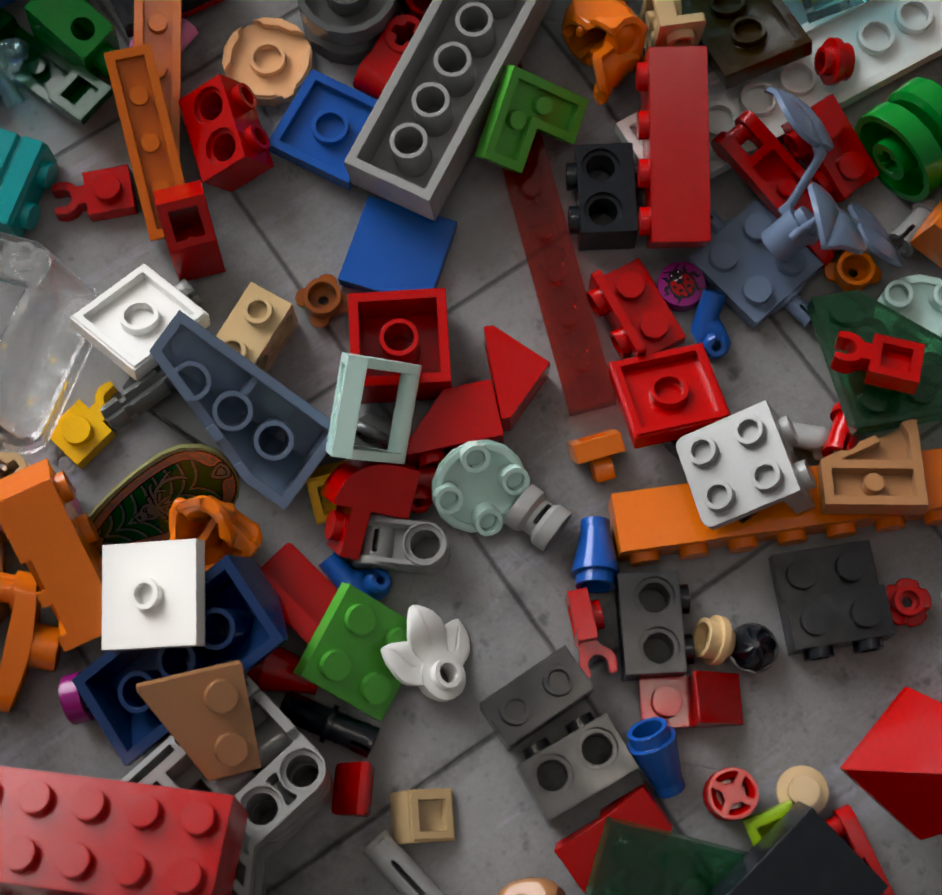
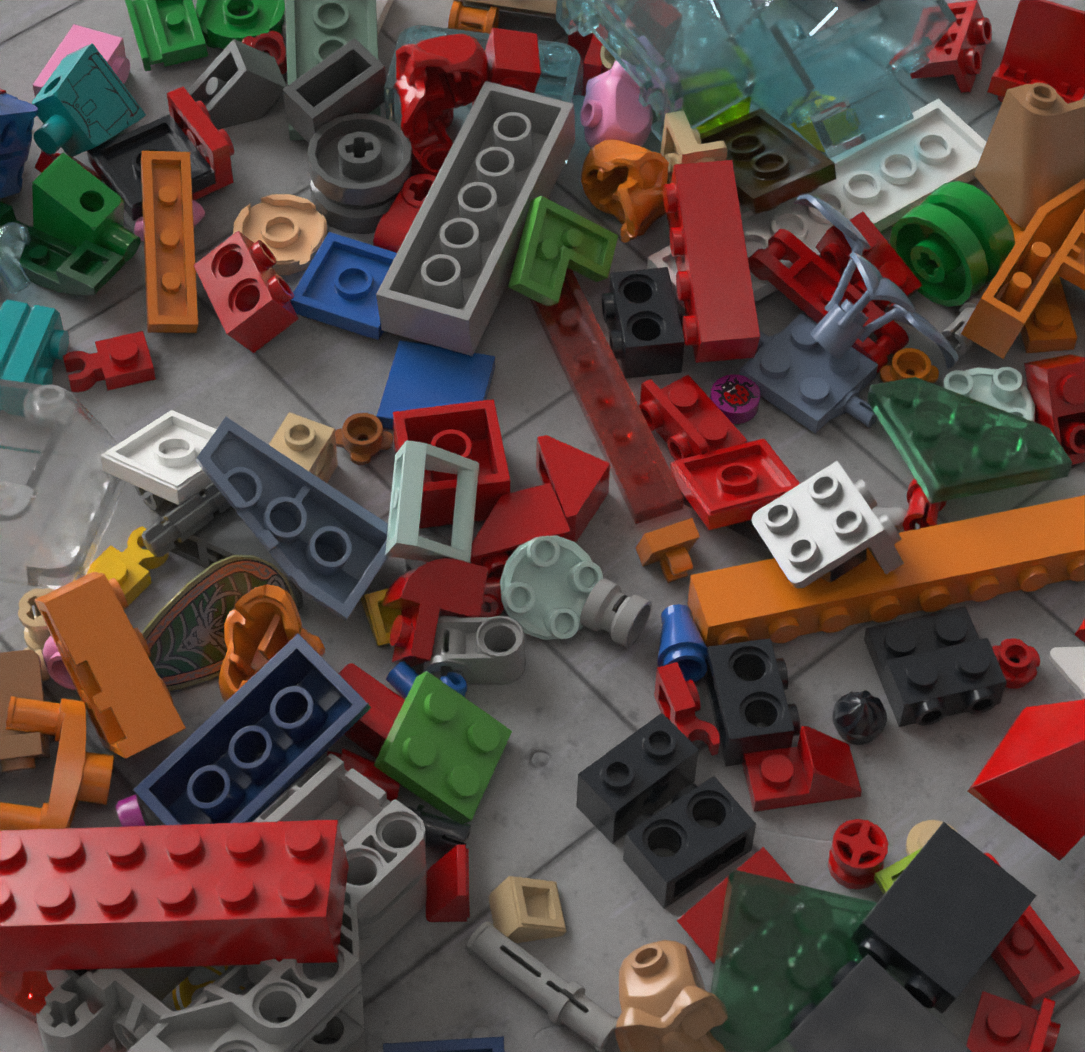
camera: 10 degrees left, 20 degrees down
(145, 127) = (169, 301): orange plate -> none
(153, 595) = (221, 683): white plate -> none
(189, 231) = (220, 375): red slope -> none
(207, 717) = (291, 776): medium nougat wing -> none
(426, 651) = (517, 749): white plate -> none
(657, 754) = (776, 820): blue cone -> none
(707, 325) = (767, 425): blue arm -> none
(713, 639) = (818, 707): tan plate -> none
(834, 61) = (860, 184): red plate -> none
(876, 476) = (960, 530): medium nougat wing -> none
(886, 360) = (951, 422): red plate -> none

